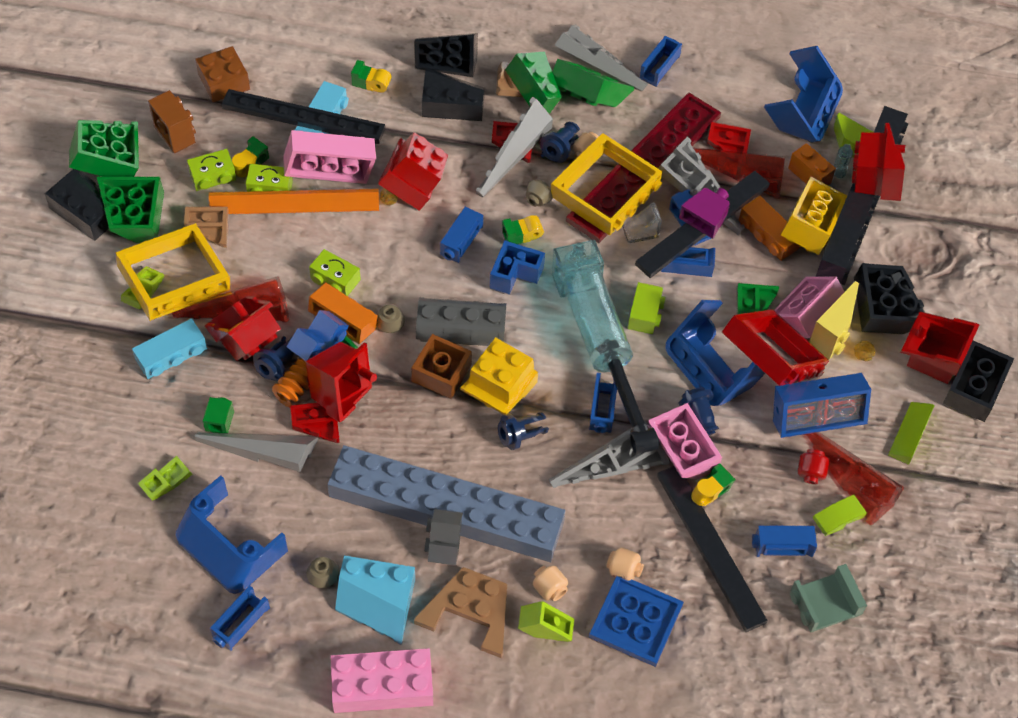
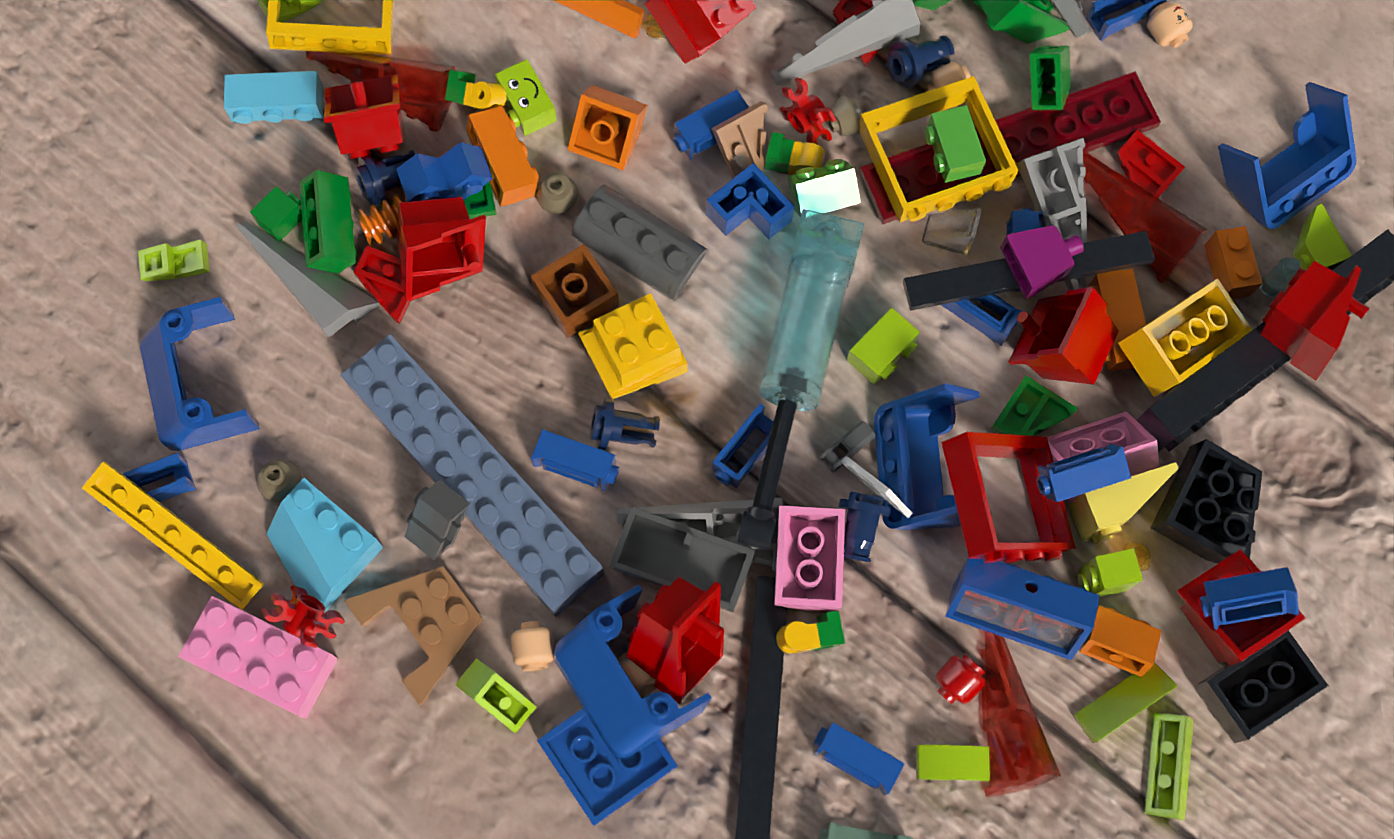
camera: 30 degrees right, 15 degrees up
(256, 403) = (327, 222): none -> green brick
(278, 634) = (173, 535): none -> yellow plate
(307, 283) = (465, 91): none -> leg
(397, 266) = (606, 126): none -> orange slope
(397, 637) = (303, 616): none -> red pin
(487, 233) = (743, 139): none -> medium nougat wing
(505, 463) = (575, 460): none -> blue window
(516, 199) = (807, 112): none -> red pin
(555, 234) = (824, 187): none -> brick
(608, 483) = (663, 550): none -> dark grey container
(616, 575) = (605, 690): none -> blue windscreen
(618, 172) = (955, 144): none -> bright green brick
(637, 522) = (678, 637): none -> red piece
(644, 115) = (1050, 71): none -> green torso
(662, 373) = (850, 443): none -> dark grey bar
(691, 58) = (1169, 24): none -> light nougat head
(716, 385) = (876, 486): none -> white window
(748, 248) = (1066, 337): none -> red piece
(809, 311) = (1083, 473): none -> blue window
(859, 359) = (1110, 573): none -> lime brick
(890, 398) = (1122, 641): none -> orange brick
(943, 327) = (1250, 597): none -> blue window
(958, 453) = (1169, 766): none -> lime slope

